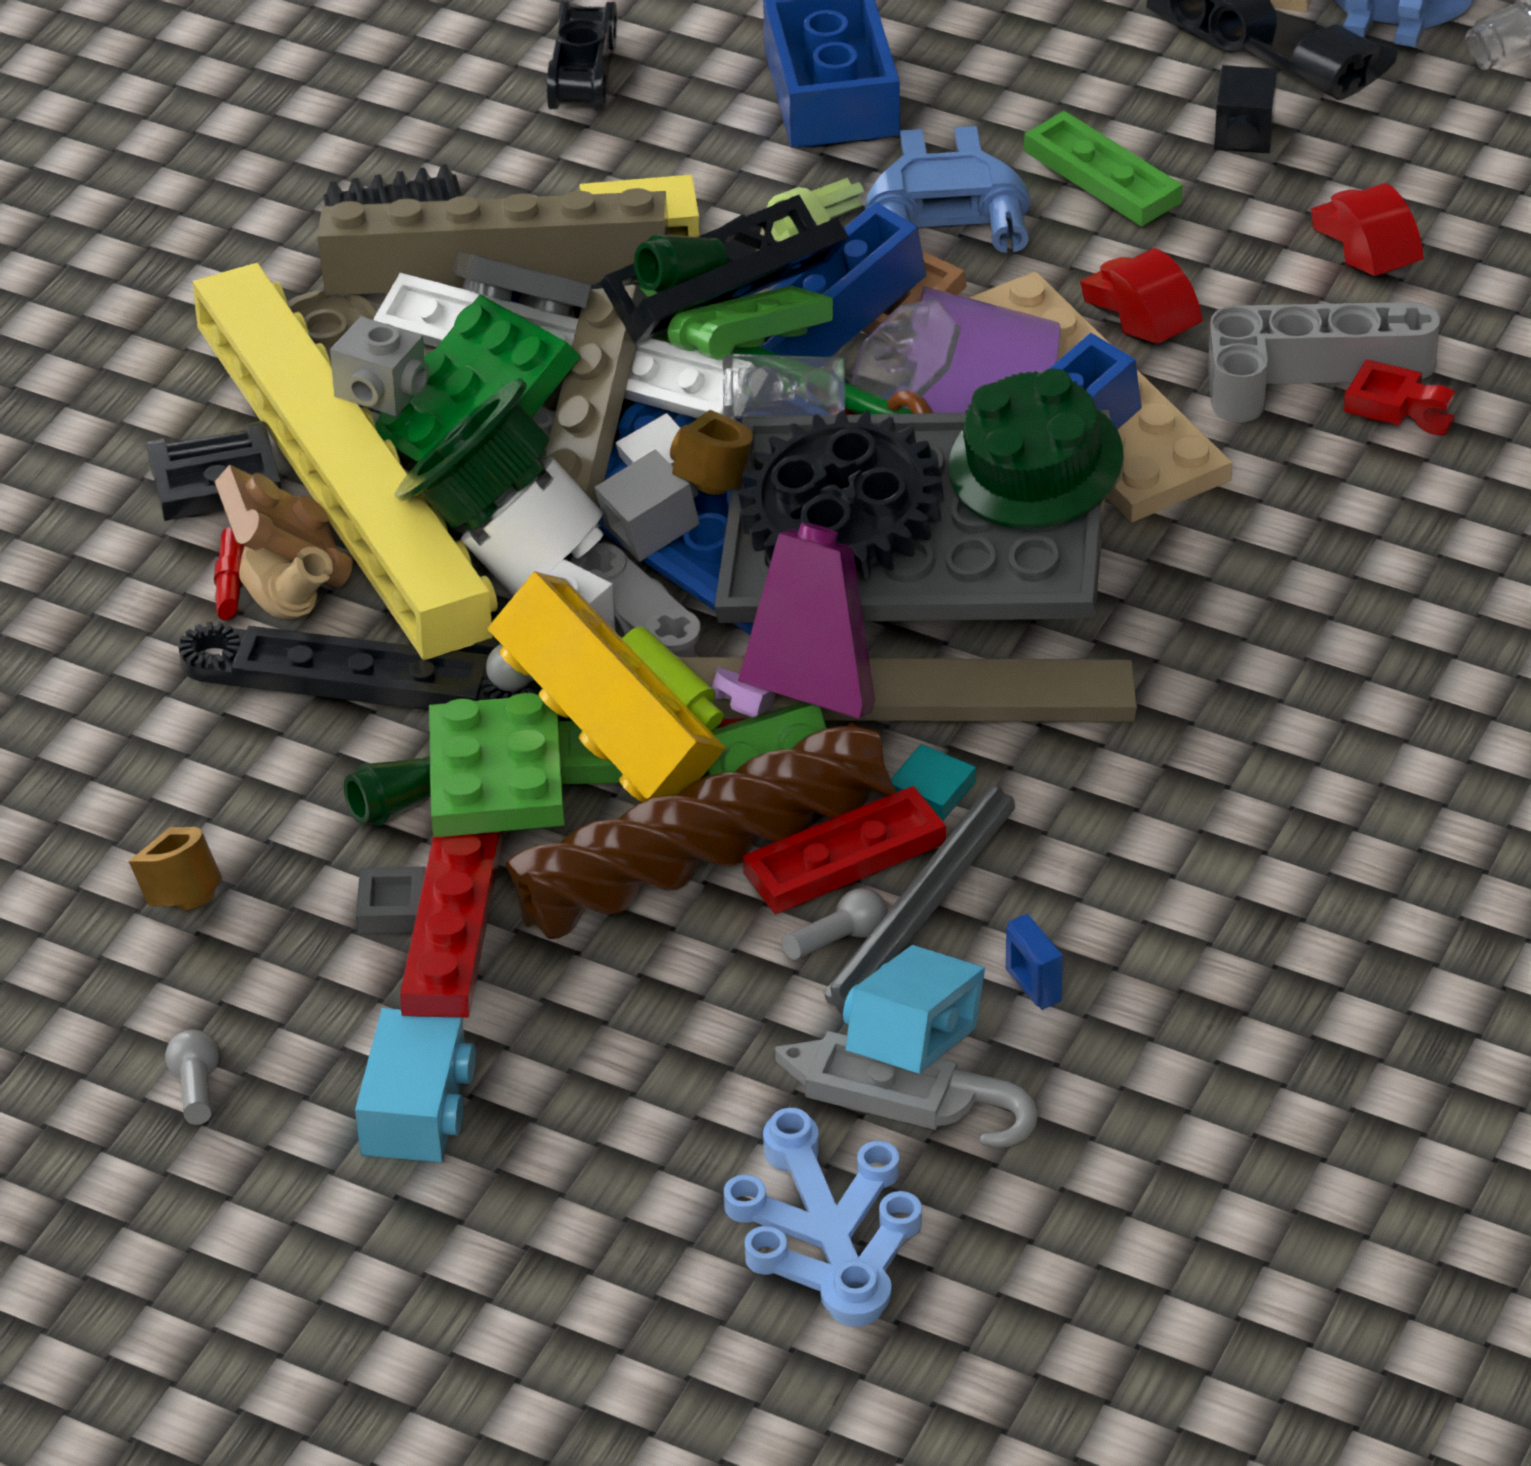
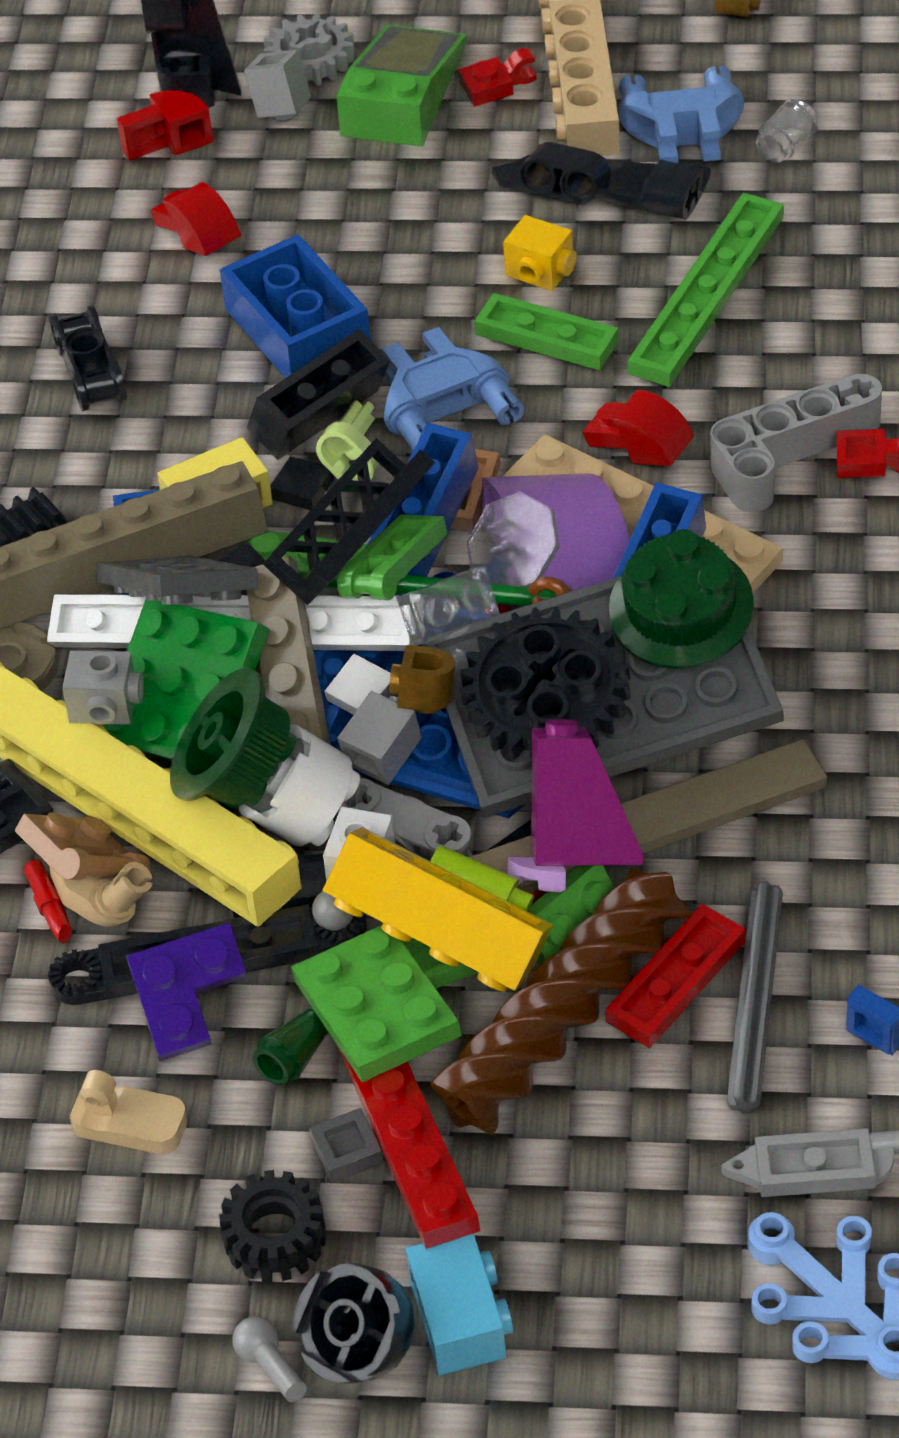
camera: 20 degrees left, 5 degrees up
(177, 869) = (161, 1180): pearl gold plate -> none
(183, 797) = (127, 1115): none -> tan piece
(274, 977) = (277, 1253): none -> black tyre
(288, 1062) = (354, 1323): none -> black cylinder
(300, 680) = (171, 977): none -> dark purple plate
(675, 259) = (320, 528): dark green cone -> none
(803, 153) = (317, 394): none -> black brick
(855, 915) = (711, 1025): light grey bar -> none
(913, 1008) = (814, 1096): medium azure brick -> none
(937, 778) = (708, 887): teal tile -> none
(1141, 84) = (539, 253): none -> yellow brick
(1245, 109) = (628, 249): black brick -> none
(1311, 174) = (705, 290): none -> bright green plate
(1373, 226) = (780, 318): red brick -> none

